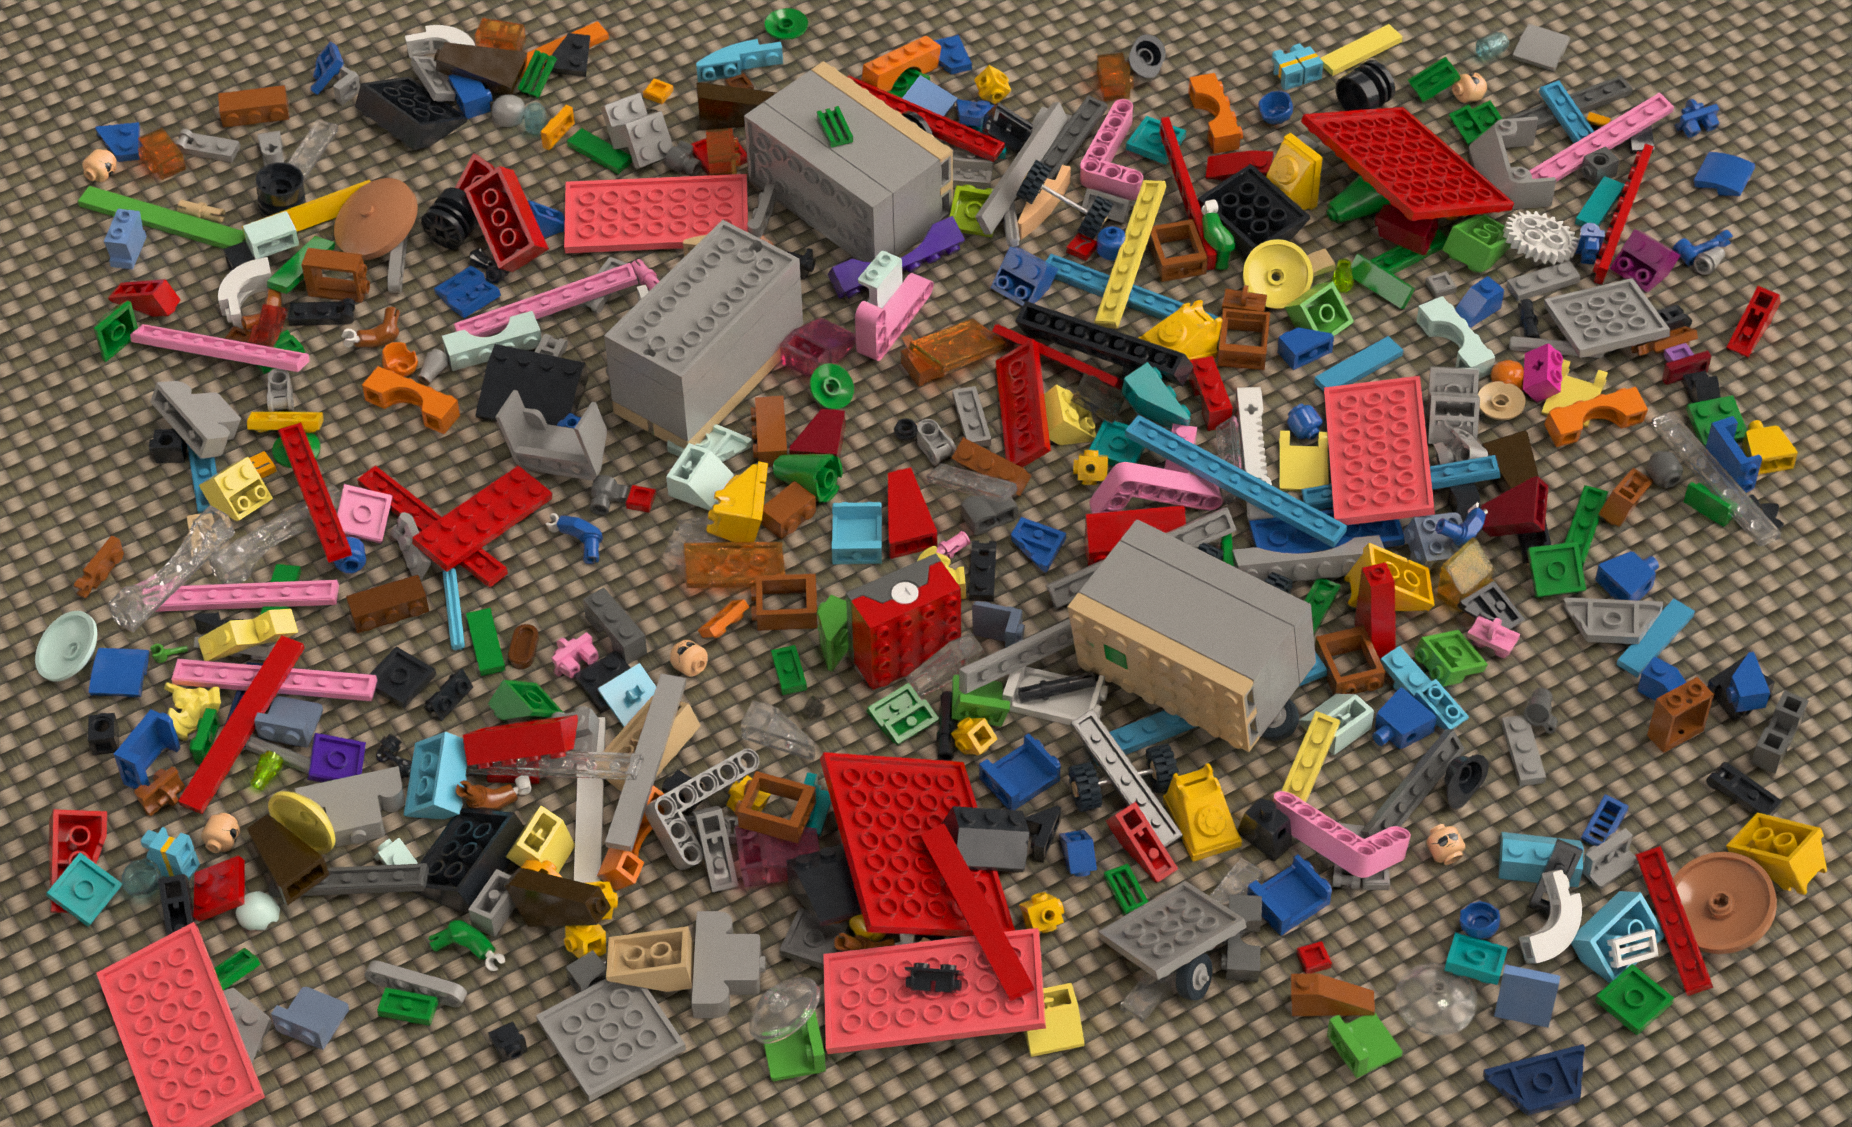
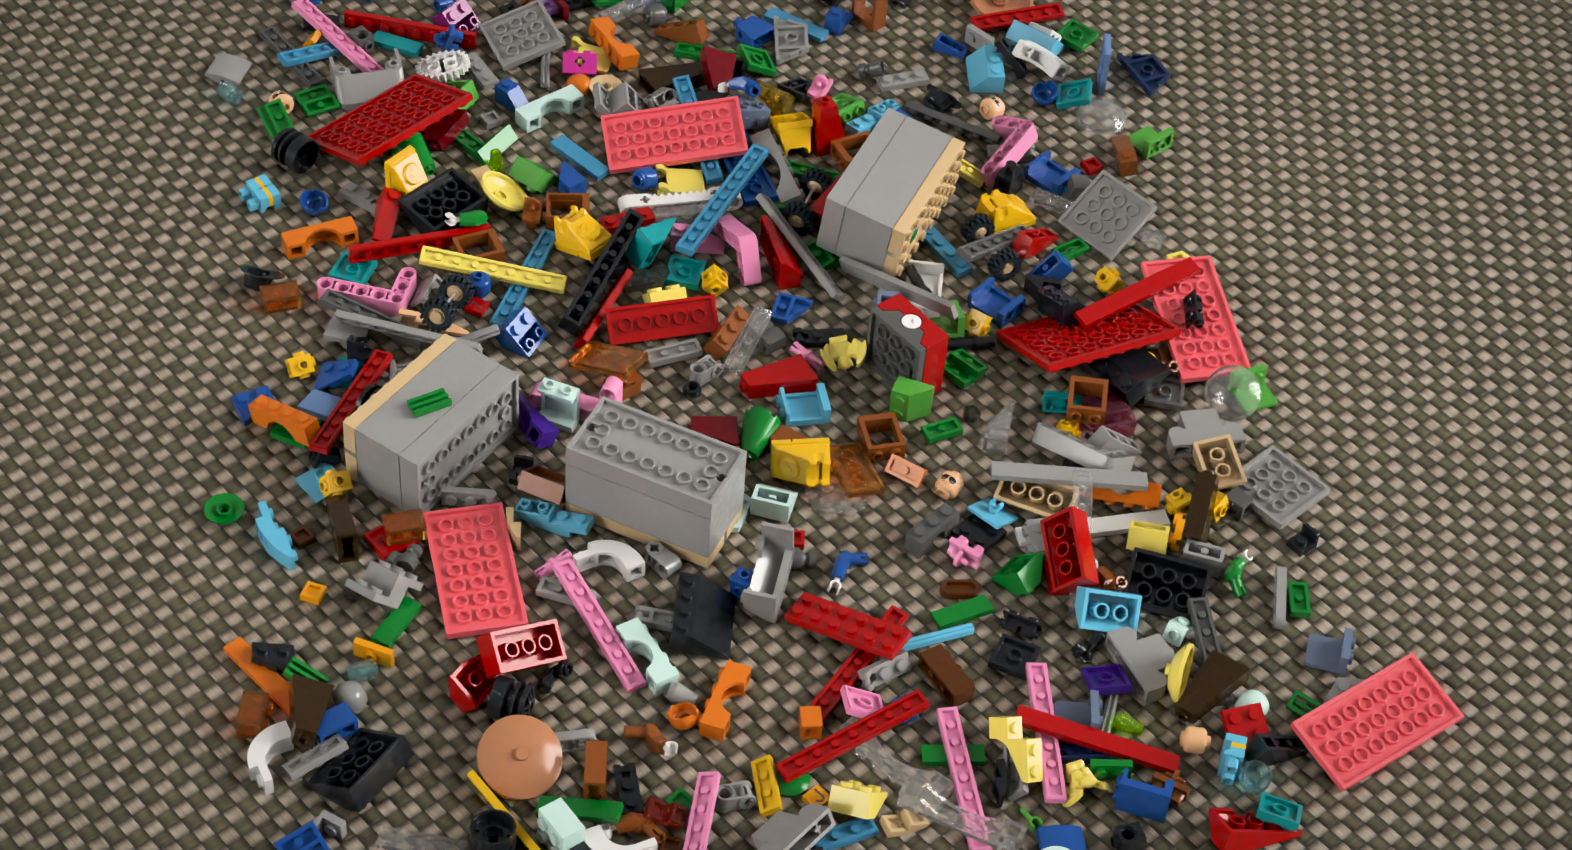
camera: 105 degrees left, 5 degrees down
(356, 463) = (810, 722): none -> orange panel
(467, 291) = (586, 688): blue slope -> none
(1361, 49) = (232, 161): light yellow tile -> none
(1528, 319) = (524, 76): black pin -> none

